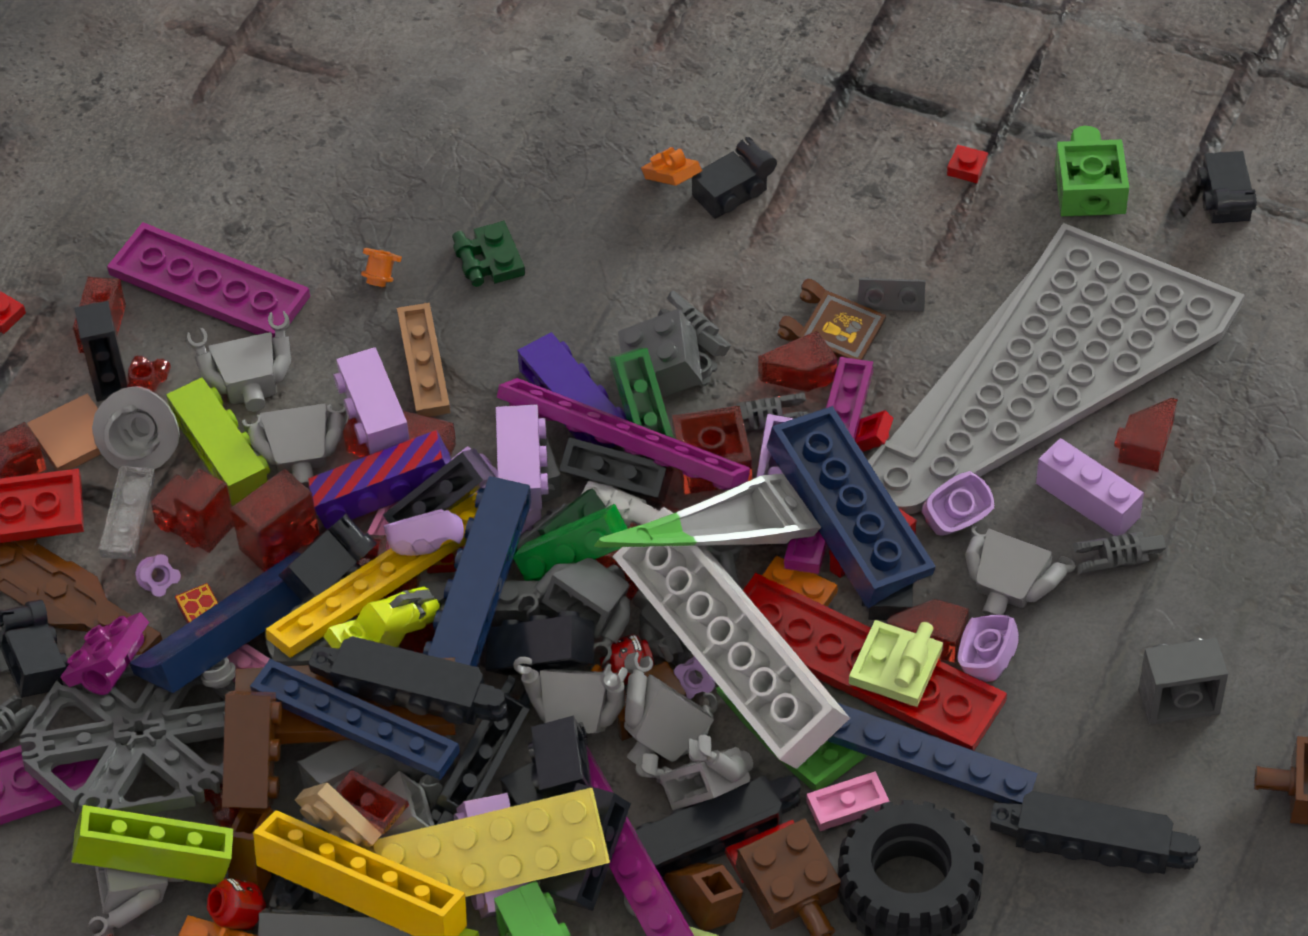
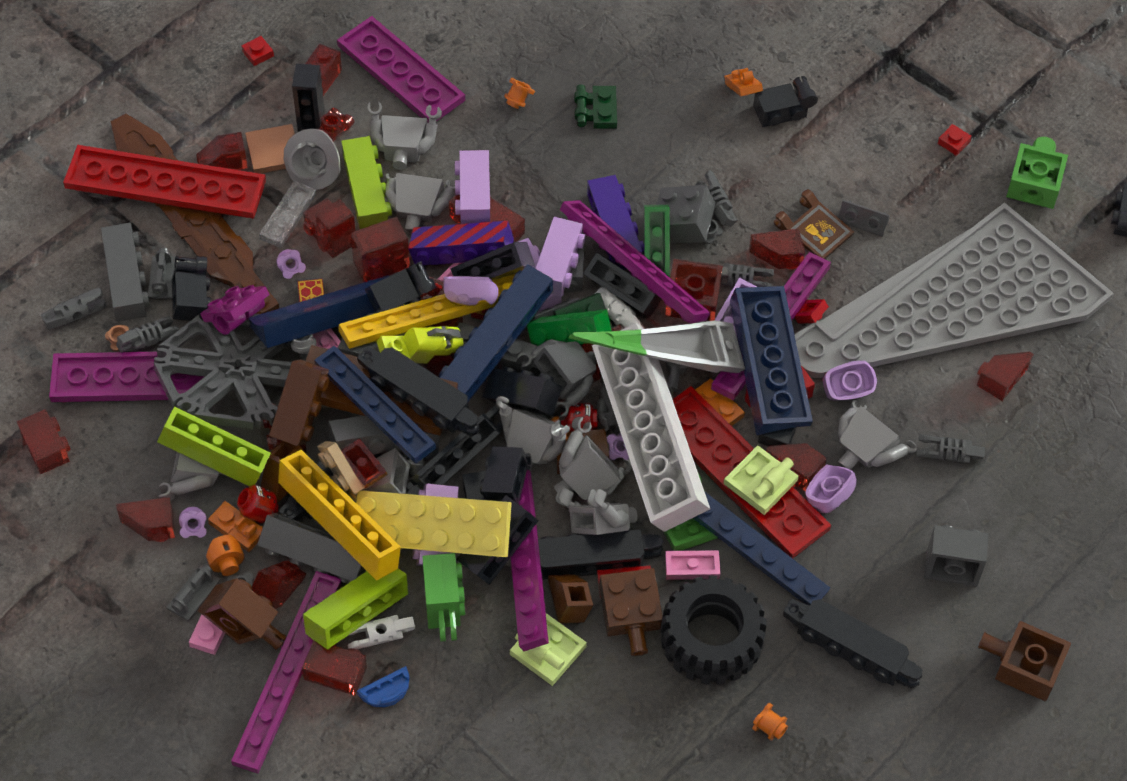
camera: 15 degrees right, 5 degrees up
(423, 360) = (523, 168): medium nougat plate -> none
(1089, 488) = (947, 398): lavender brick -> none

